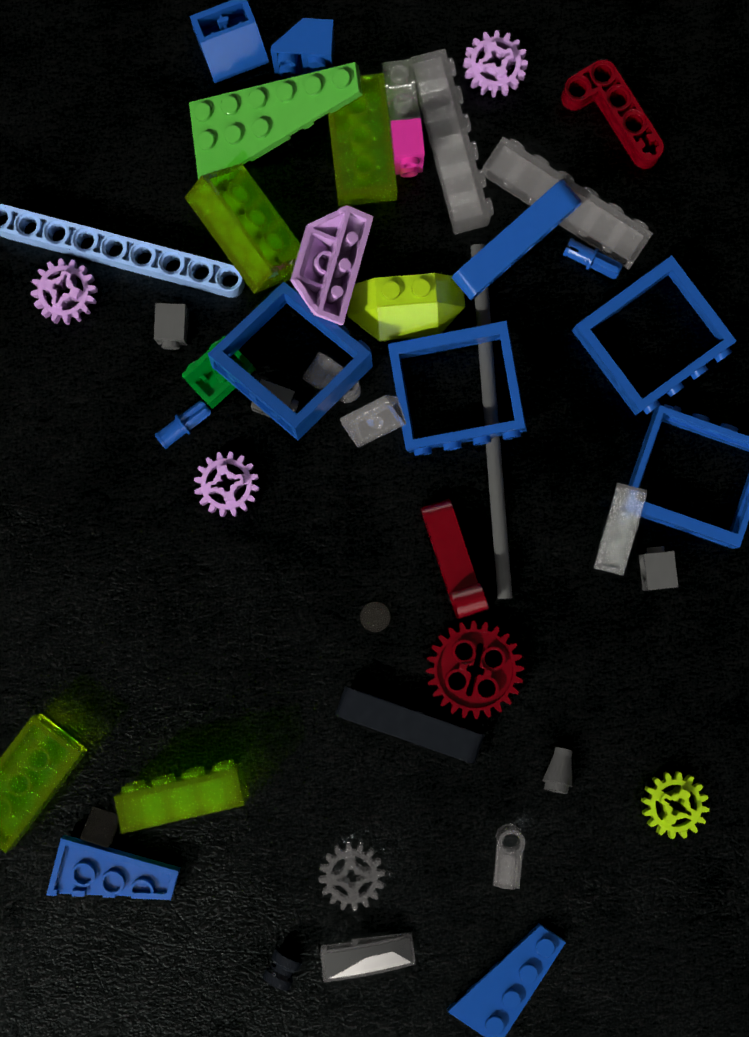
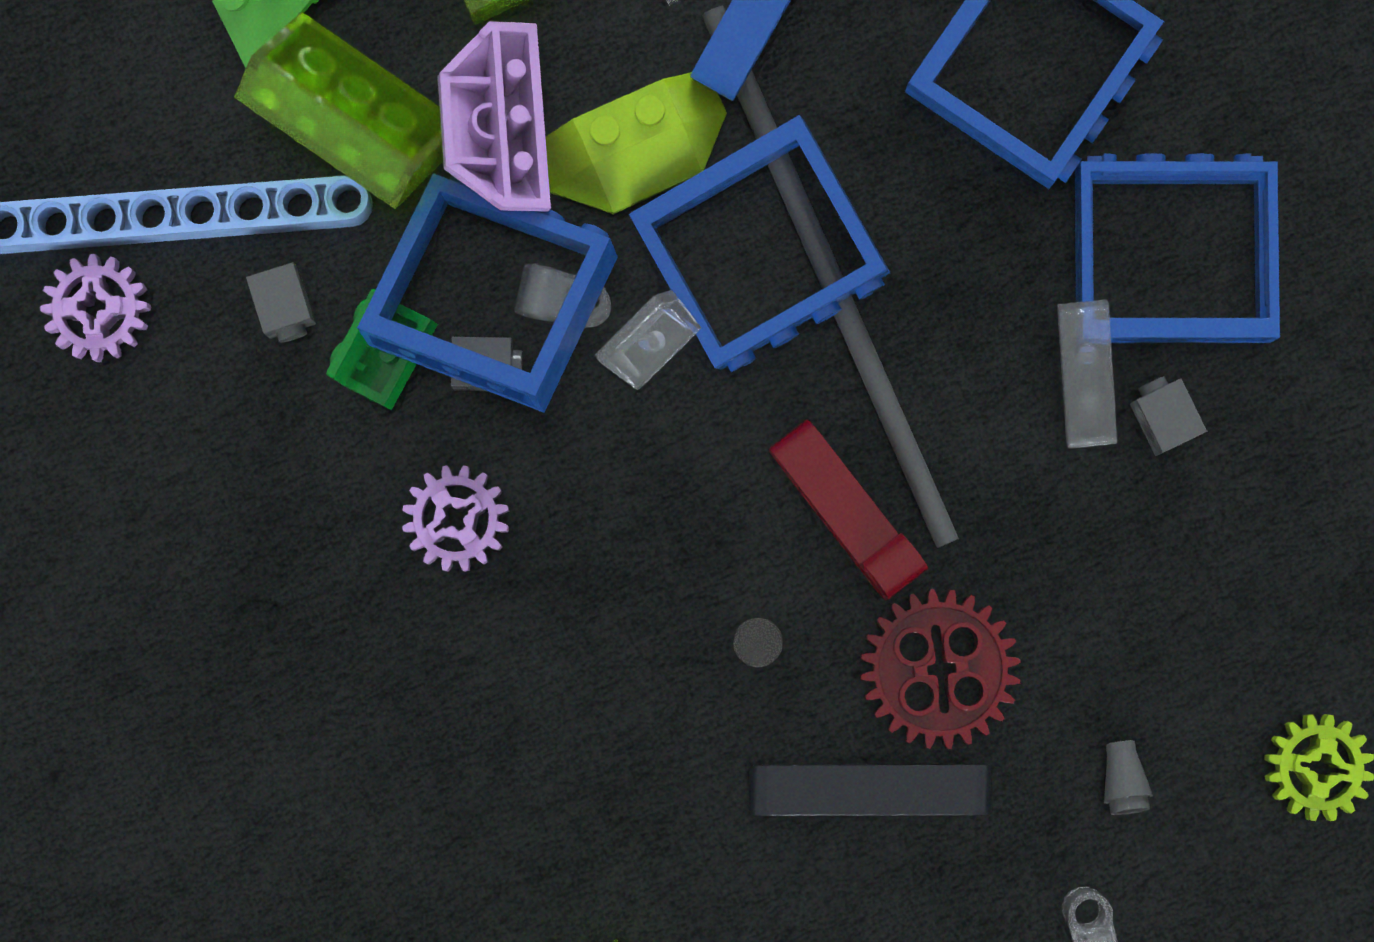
camera: 20 degrees left, 0 degrees up
(183, 424) = (354, 449): blue axle -> none

